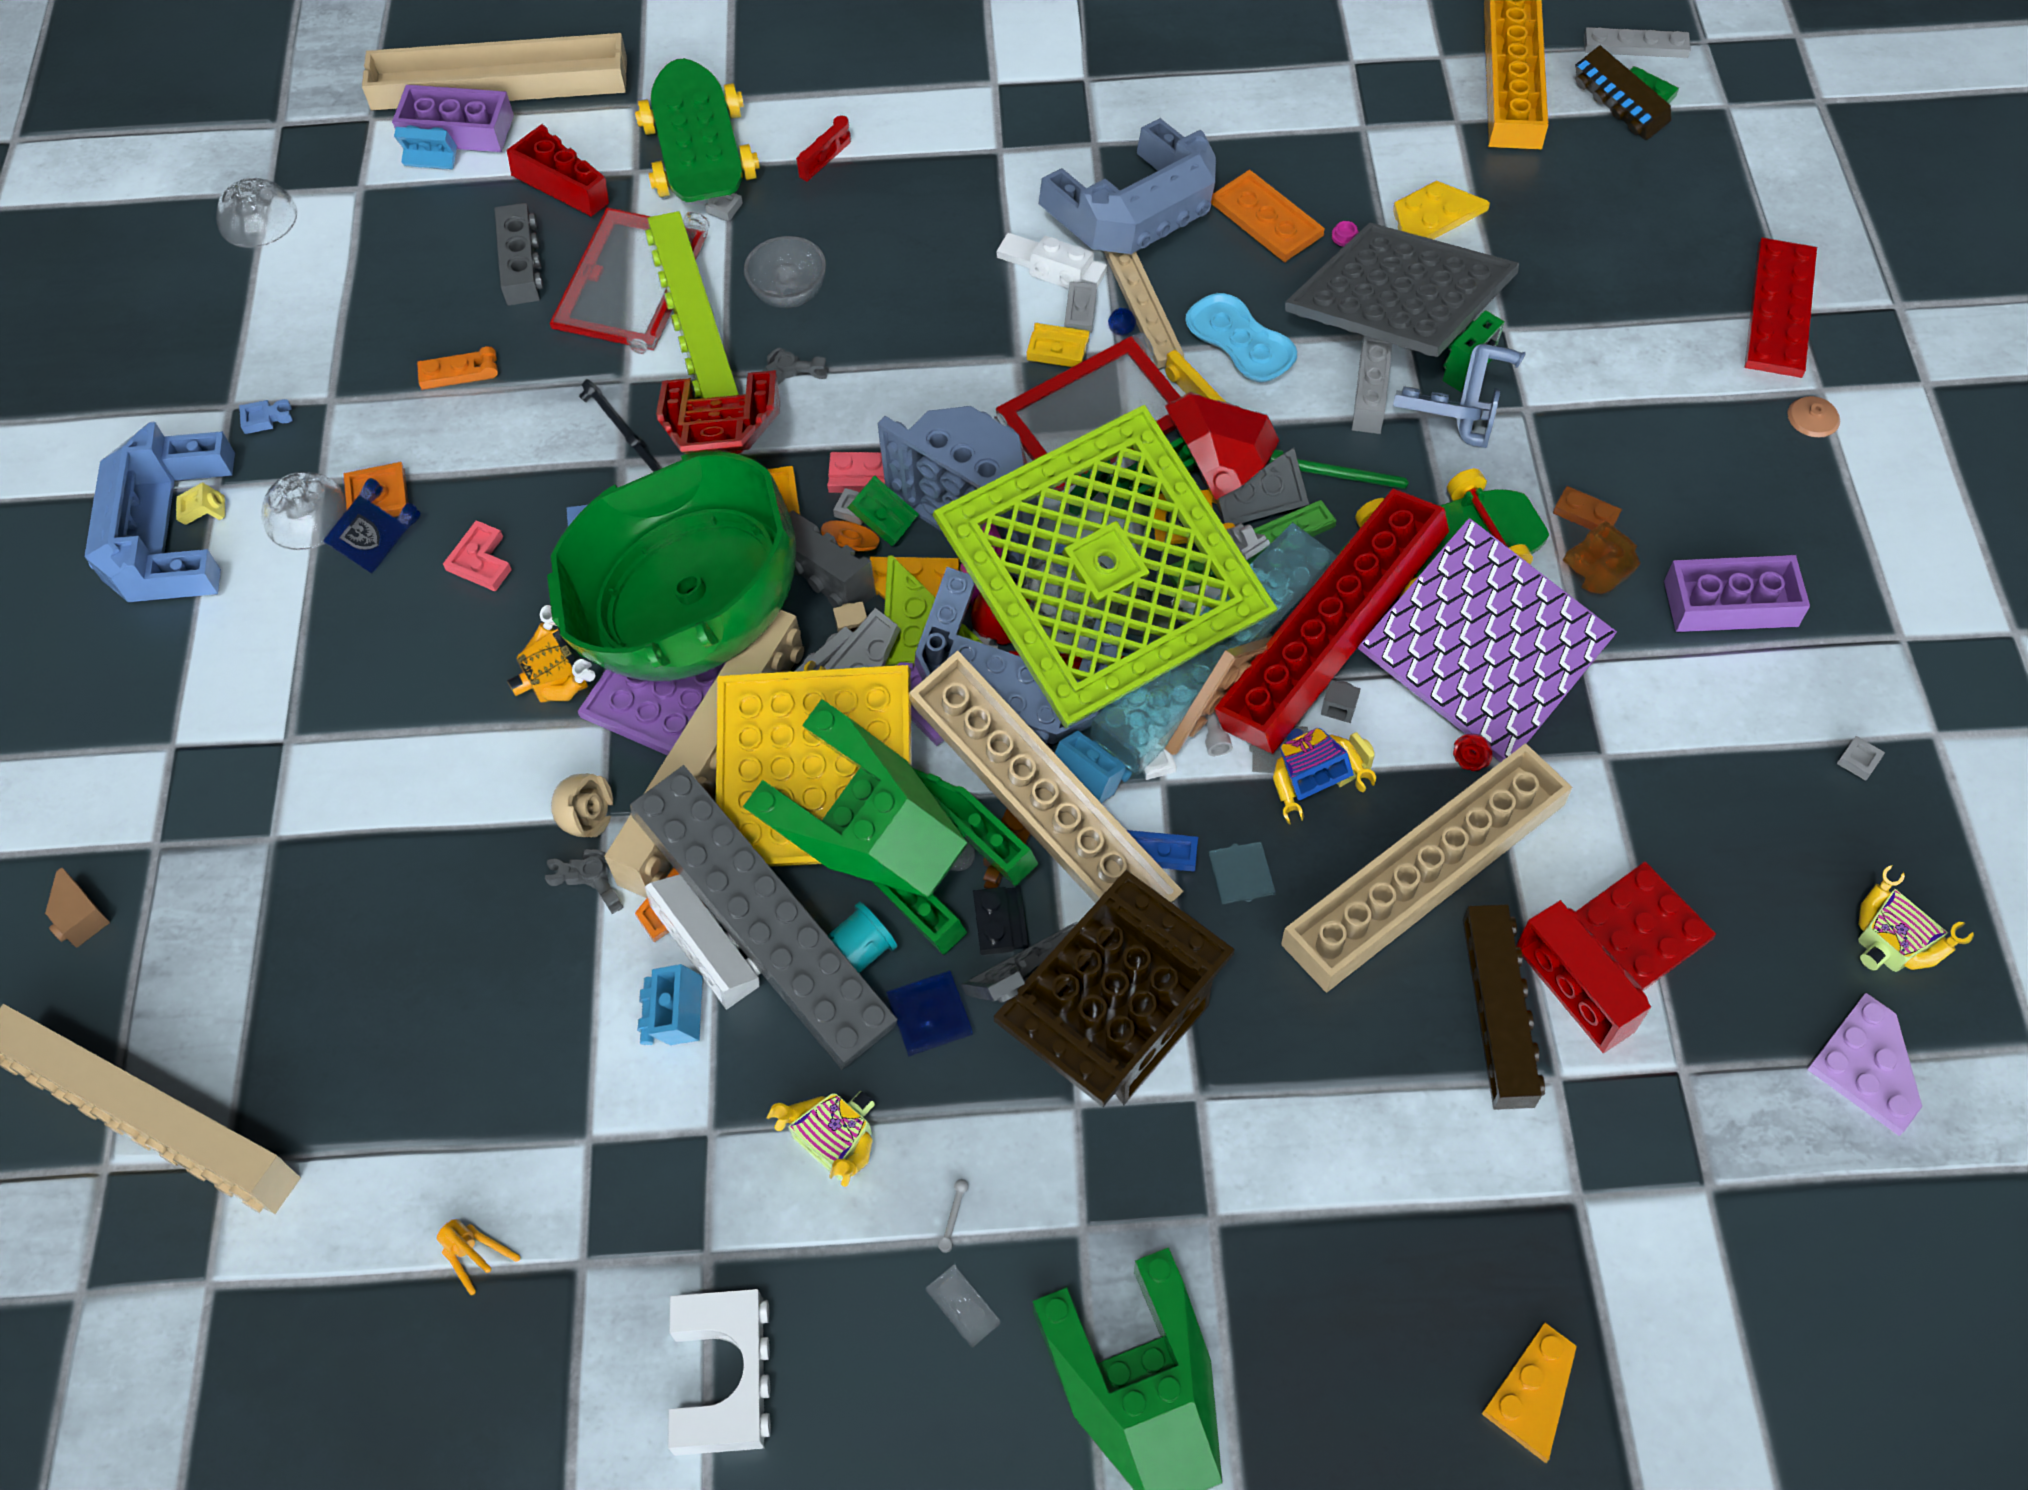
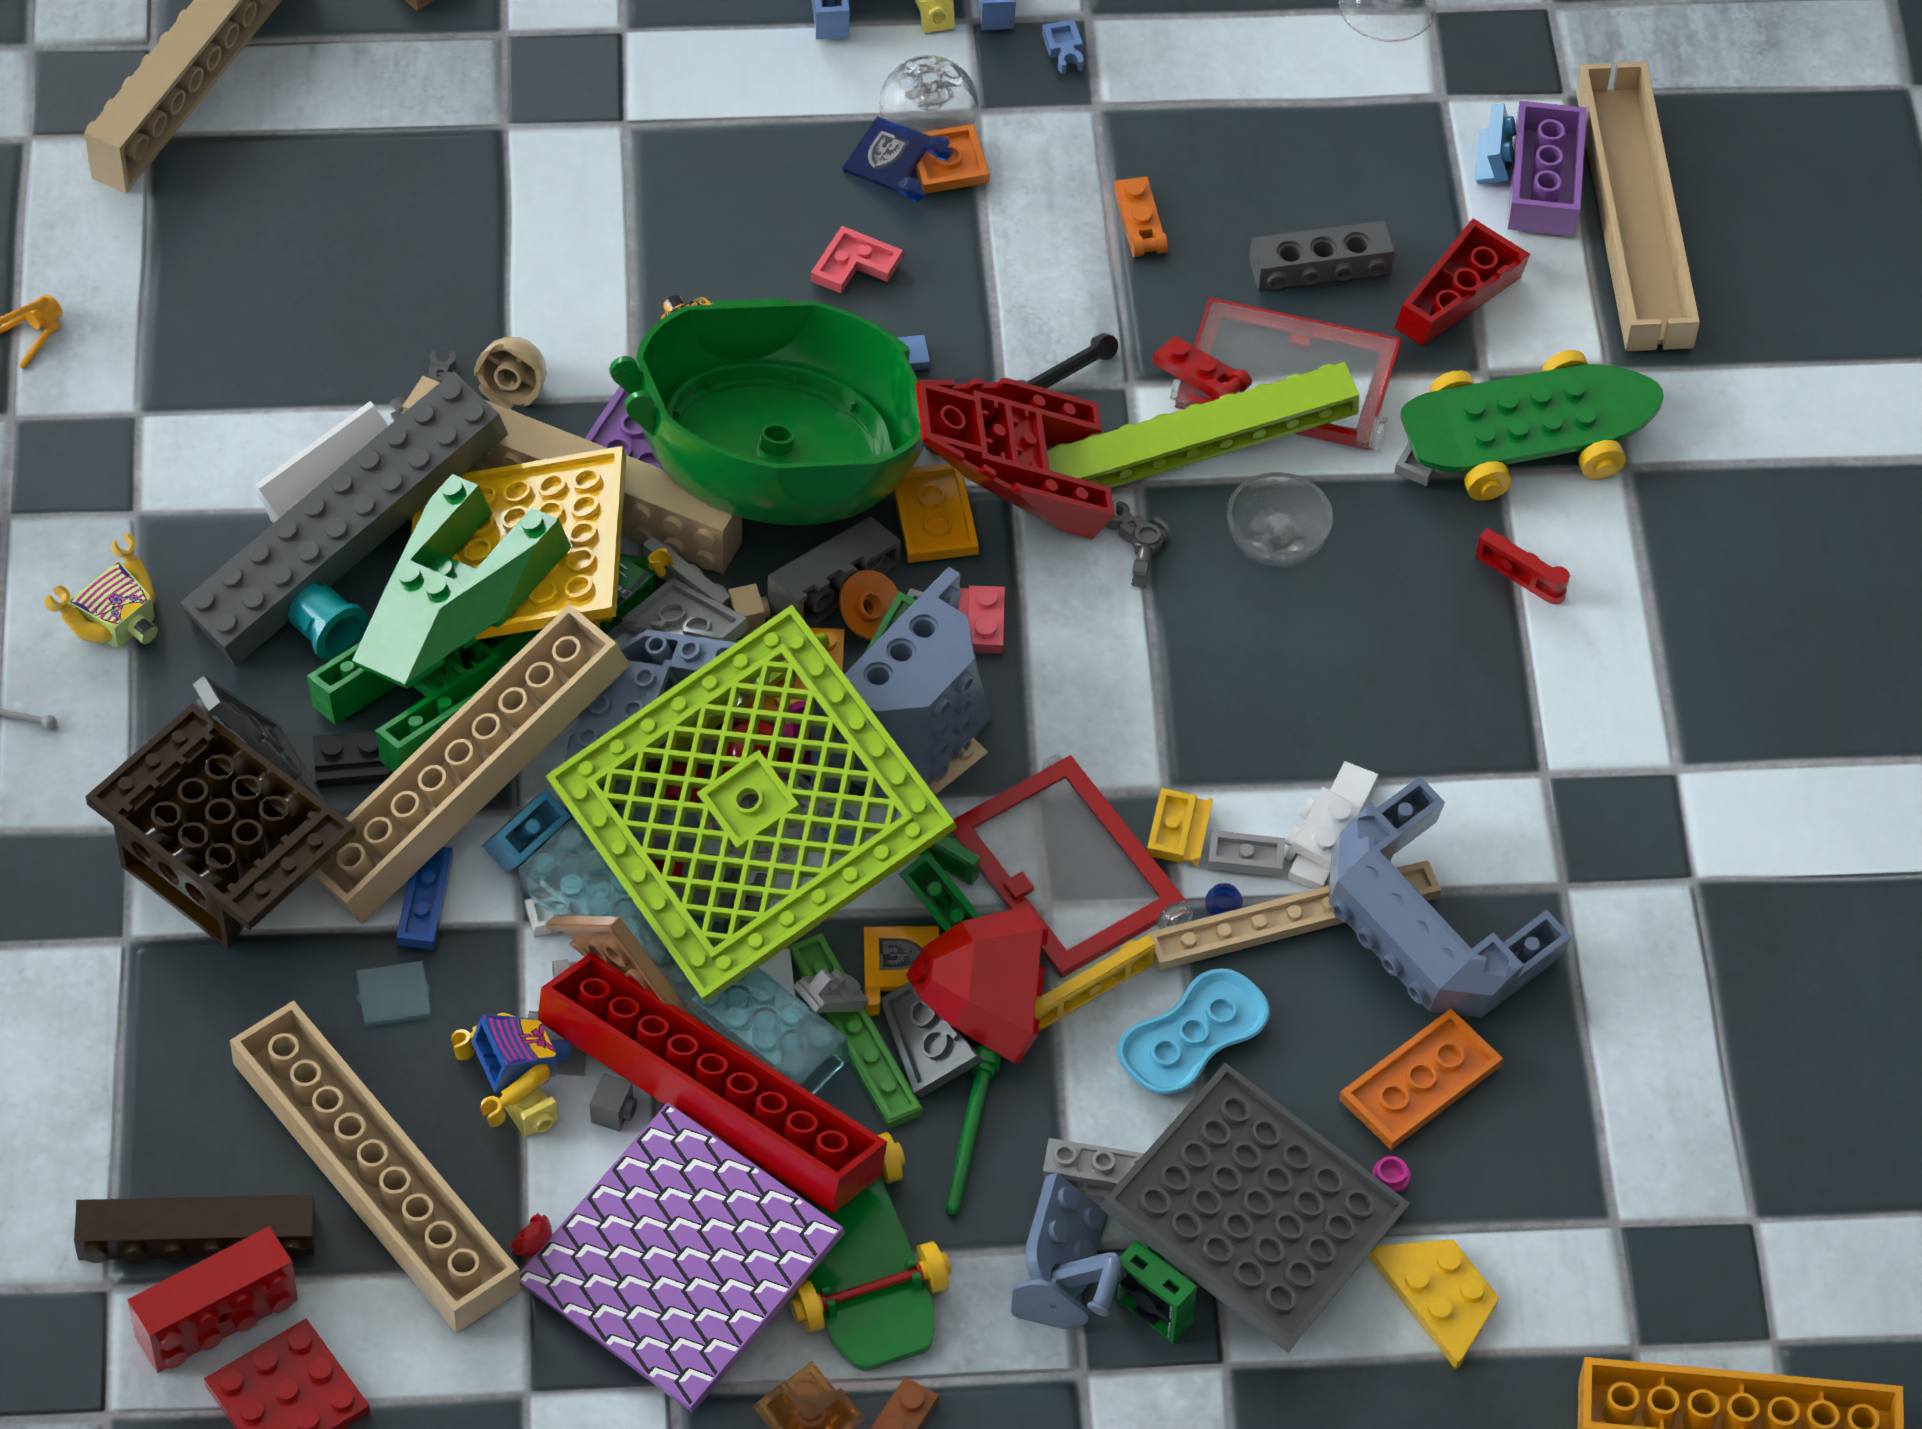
camera: 85 degrees right, 5 degrees down
(629, 322) = (1200, 369): none -> red plate
(671, 1006) = (257, 457): dark azure brick -> none
(929, 1013) = (251, 679): clear blue plate -> none

